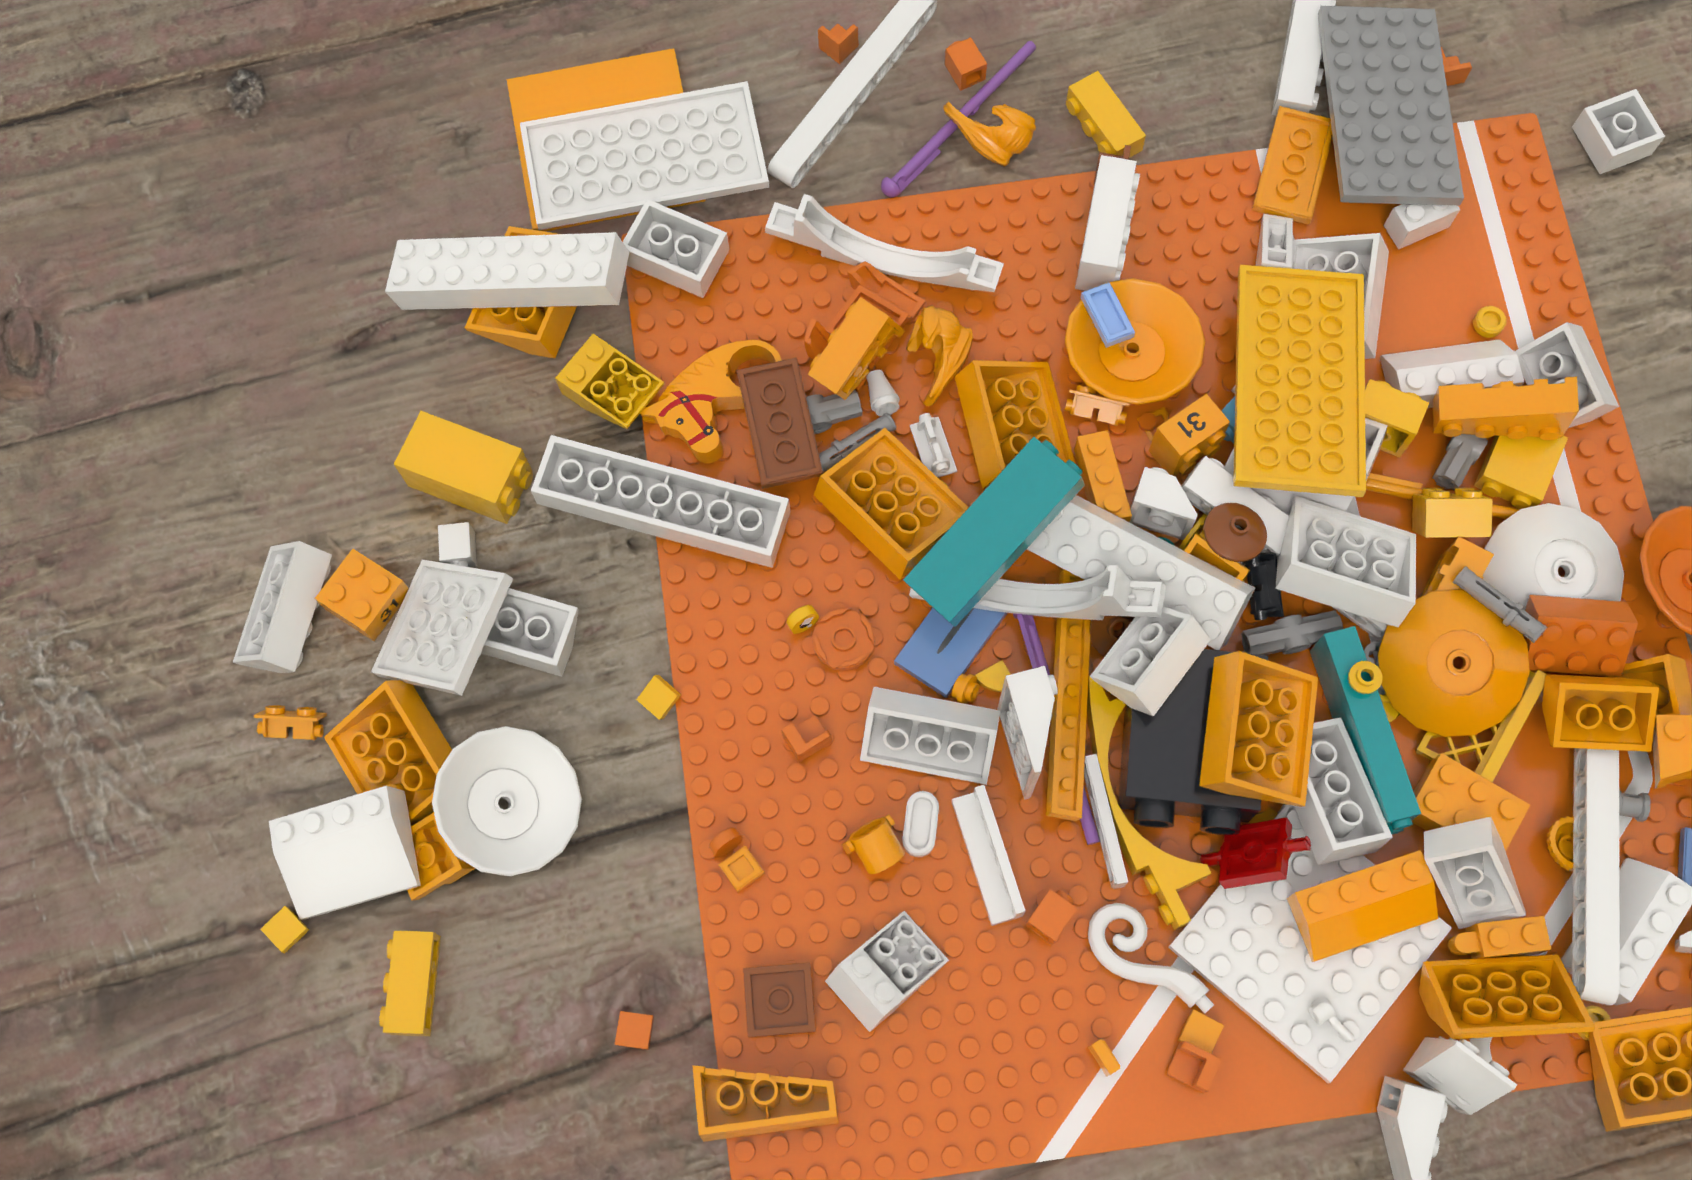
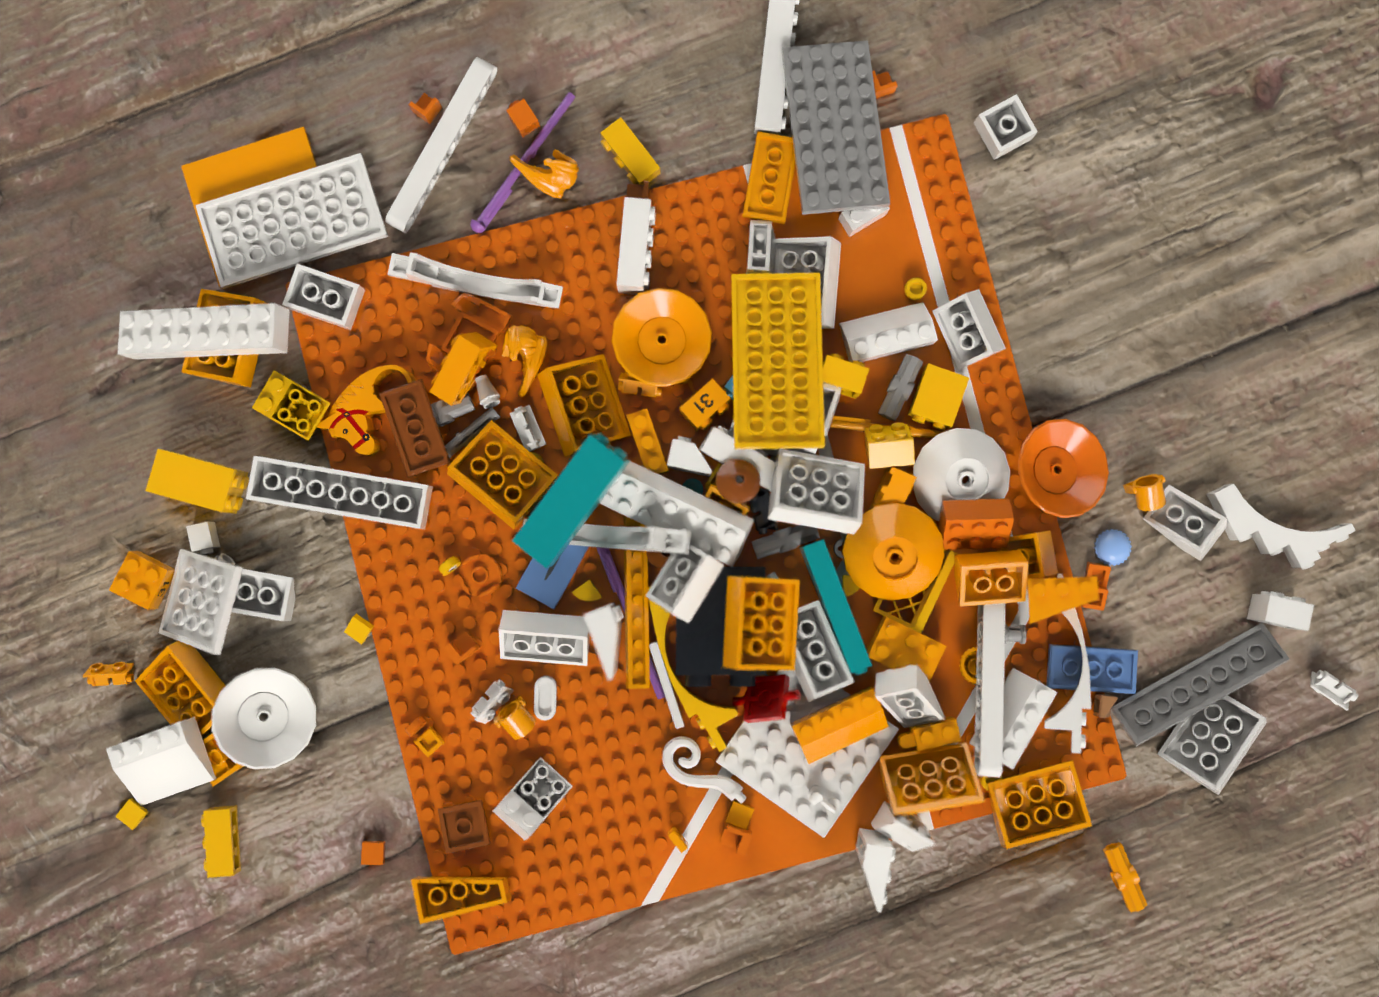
camera: 10 degrees left, 15 degrees up
(283, 608) = (89, 595): white slope -> none
(852, 809) = (498, 695): none -> white hinge
(965, 688) = (566, 603): light orange plate -> none
(988, 856) = (591, 716): white fence -> none
(1052, 915) = (637, 751): orange brick -> none
(1107, 314) = (640, 320): light blue tile -> none
(1358, 683) = (823, 577): yellow plate -> none
(1499, 604) = (929, 520): light grey pin -> none
(1506, 409) = (922, 366): light orange wedge -> none

